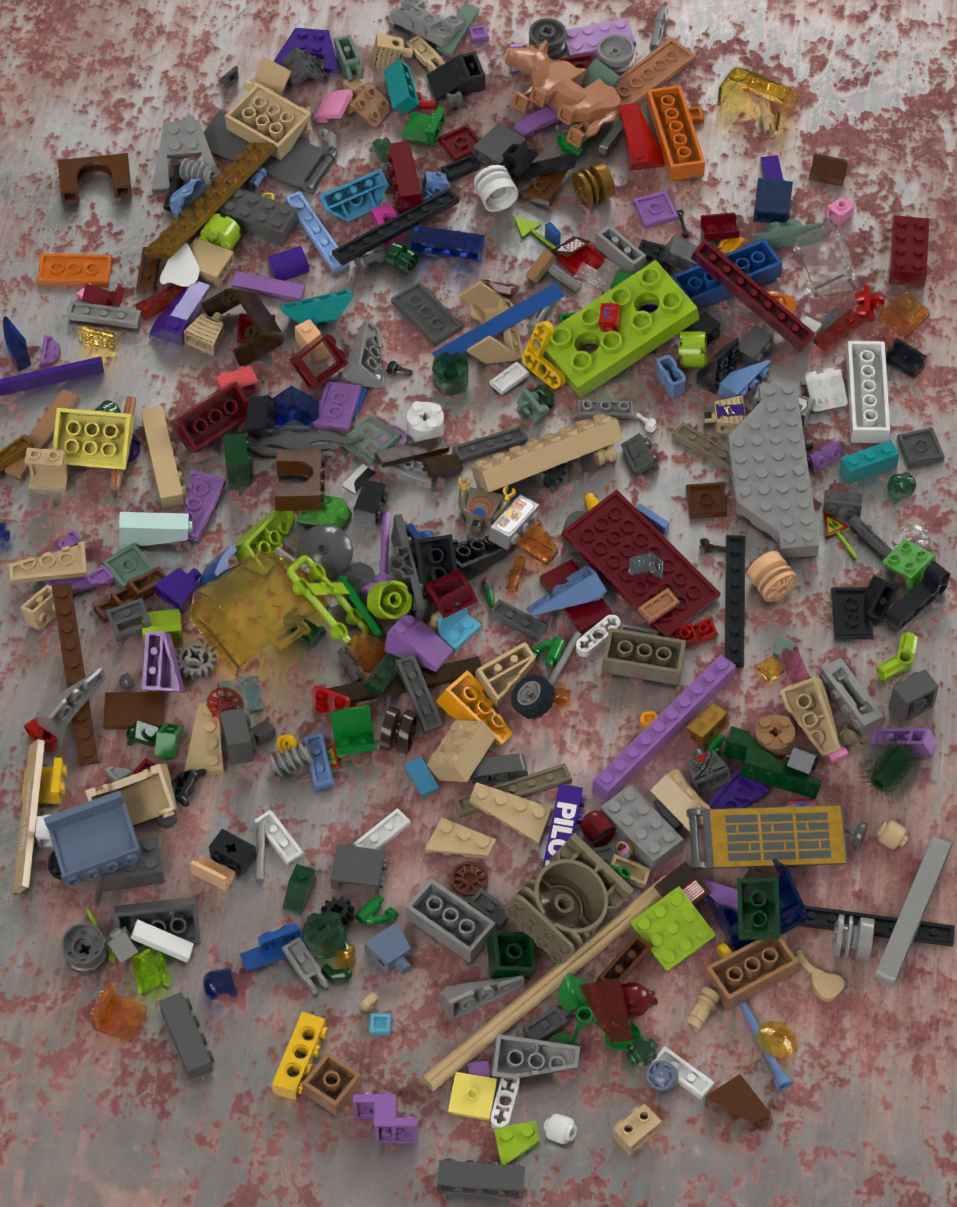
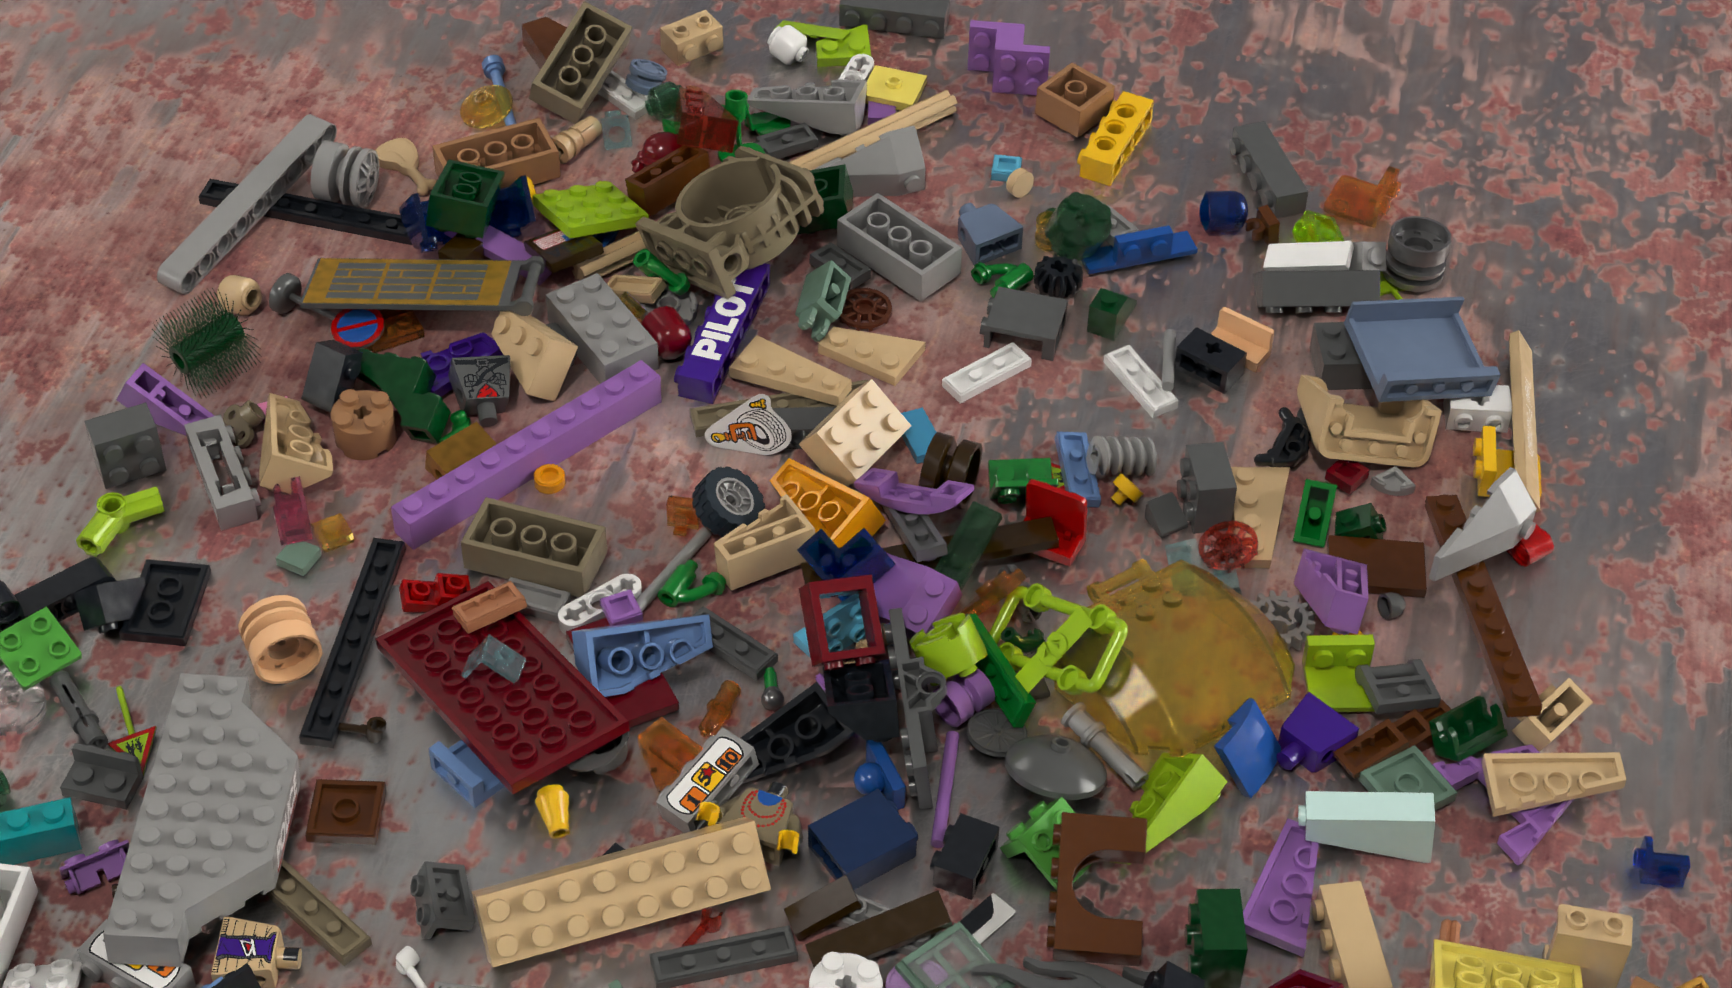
camera: 175 degrees left, 10 degrees down
(92, 595) = (1467, 729): none -> dark green hinge
(189, 978) = (1264, 226): none -> reddish brown tile
(352, 629) = (1026, 644): none -> dark green arm
(413, 701) = (885, 489): none -> medium lavender slope
(426, 504) = (863, 839): none -> dark blue brick
(455, 646) = (856, 558): none -> clear blue brick
(498, 867) = (822, 299): none -> sand green hinge
(529, 752) = (751, 429): none -> sticker
(544, 1156) = (816, 31): none -> lime piece
(583, 624) = (621, 608): none -> medium lavender tile
(677, 1030) = (612, 119): none -> clear light blue bracket
(711, 1062) = (580, 62): none -> dark tan brick

